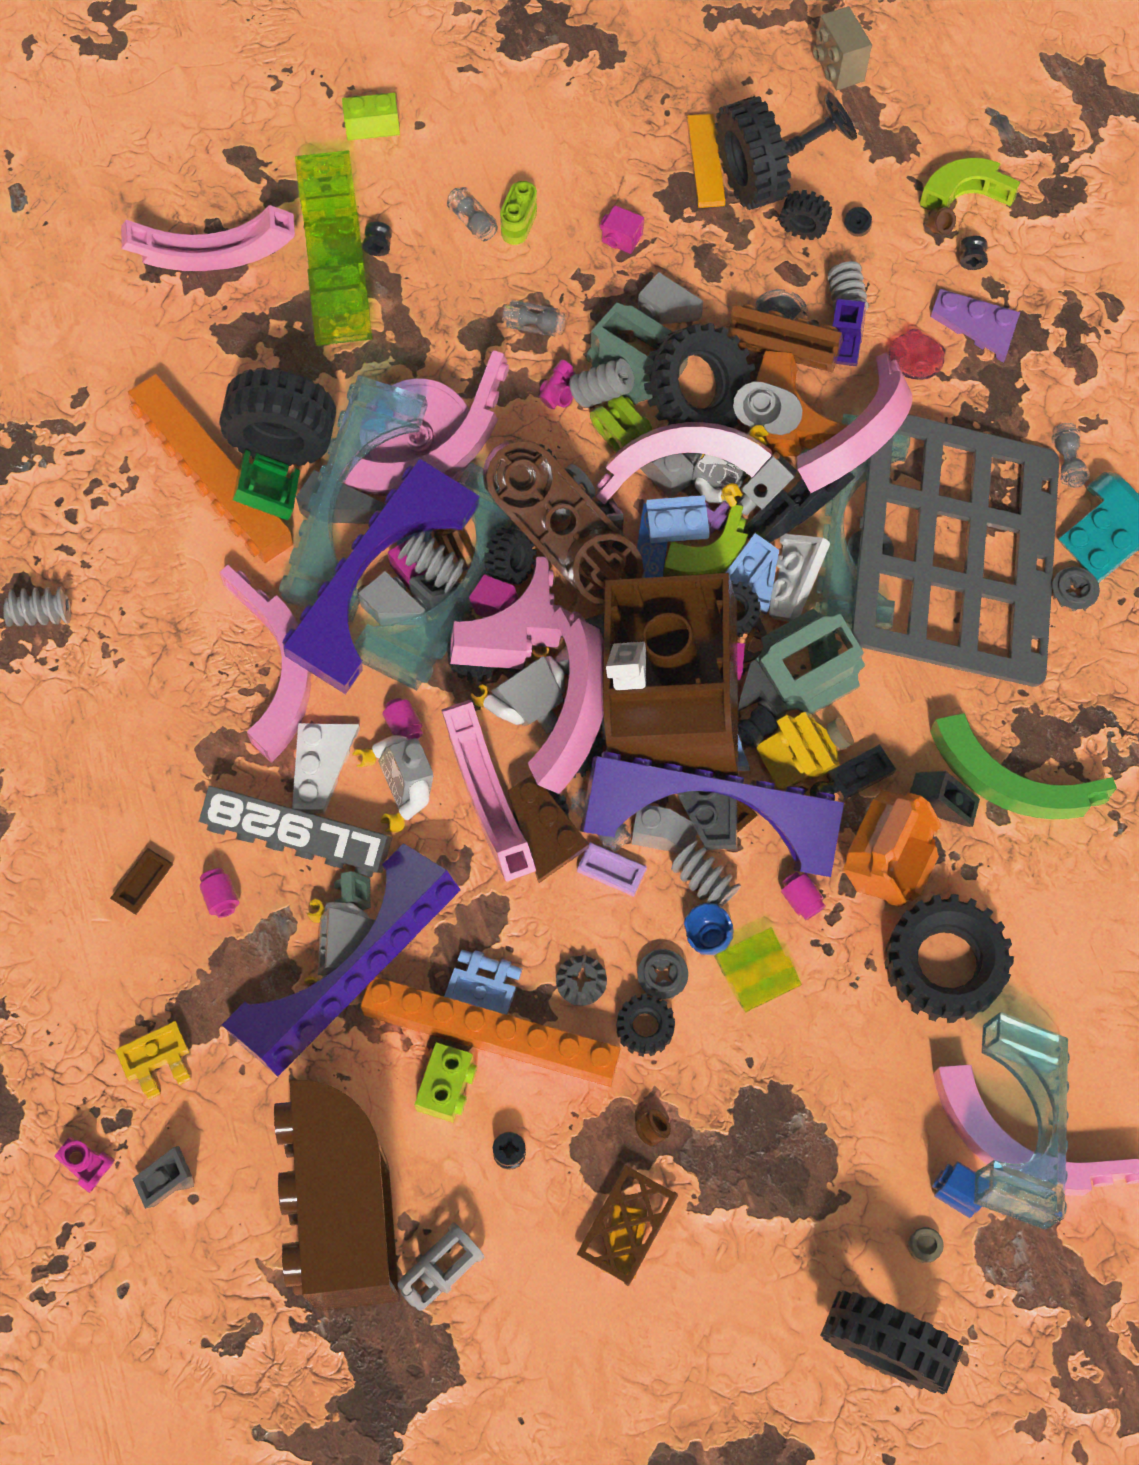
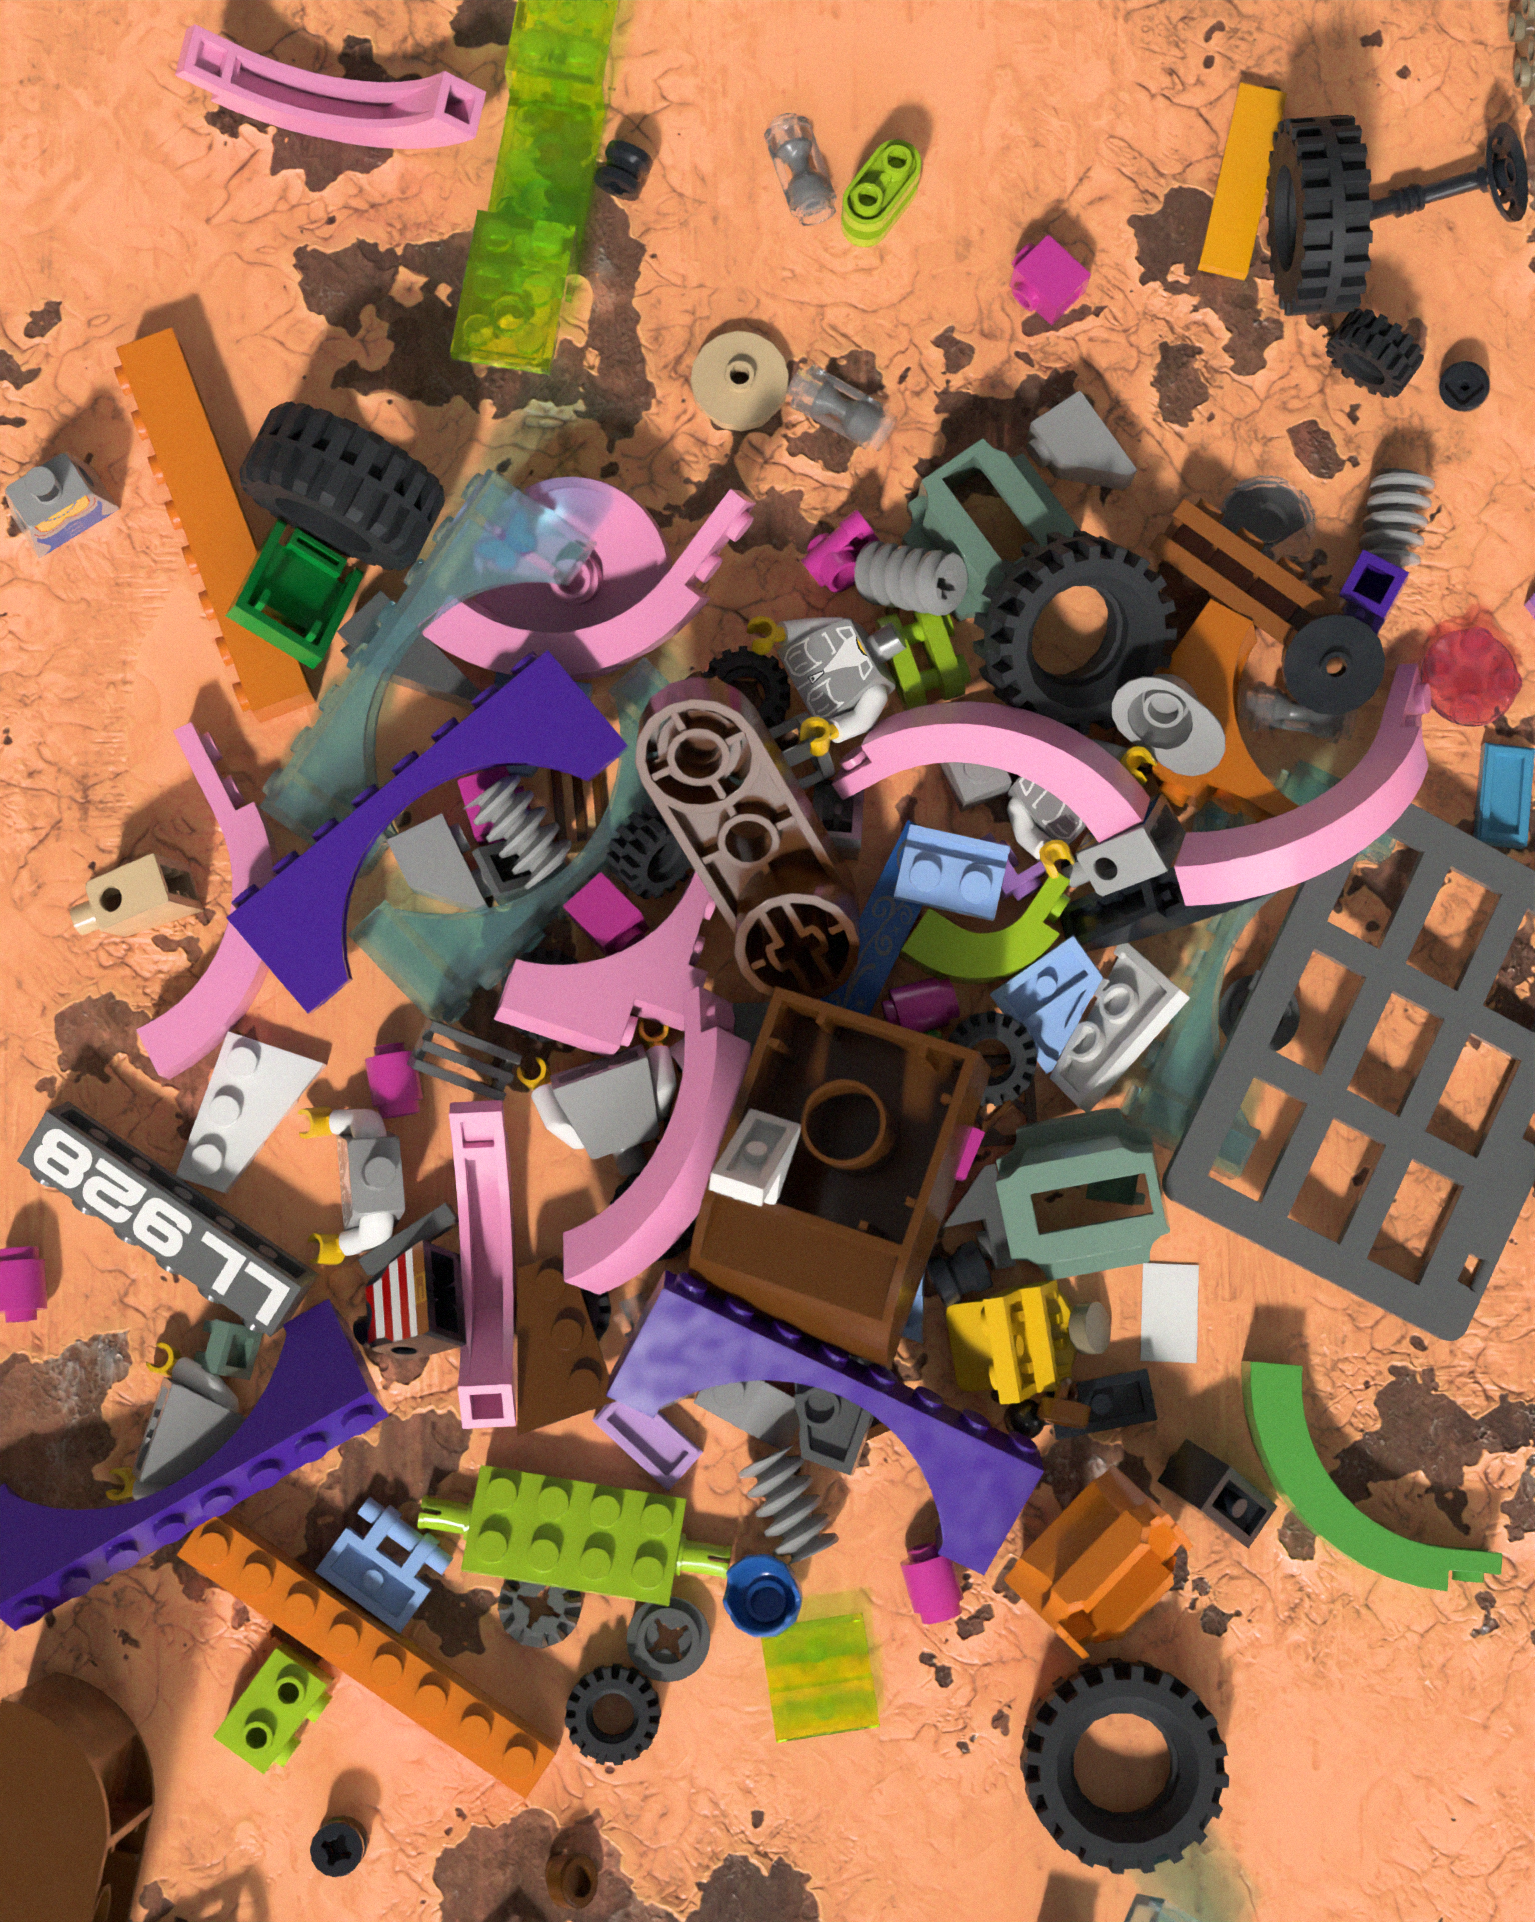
camera: 15 degrees right, 15 degrees up
(116, 479) = (58, 502): none -> light grey torso
(224, 665) = (138, 897): none -> tan torso
(417, 679) = (501, 1075): none -> dark grey tile
(439, 801) = (426, 1229): none -> dark grey tile
(455, 830) = (415, 1305): none -> torso
(474, 333) = (733, 404): none -> tan plate
(576, 439) = (835, 671): none -> torso
(589, 931) = (574, 1535): none -> lime plate
(828, 360) = (1316, 643): none -> black plate
(842, 774) = (1064, 1407): none -> reddish brown tile
(846, 394) = (1273, 708): none -> clear piece
(880, 717) = (1169, 1313): none -> white sticker
(957, 405) = (1504, 795): none -> dark azure tile

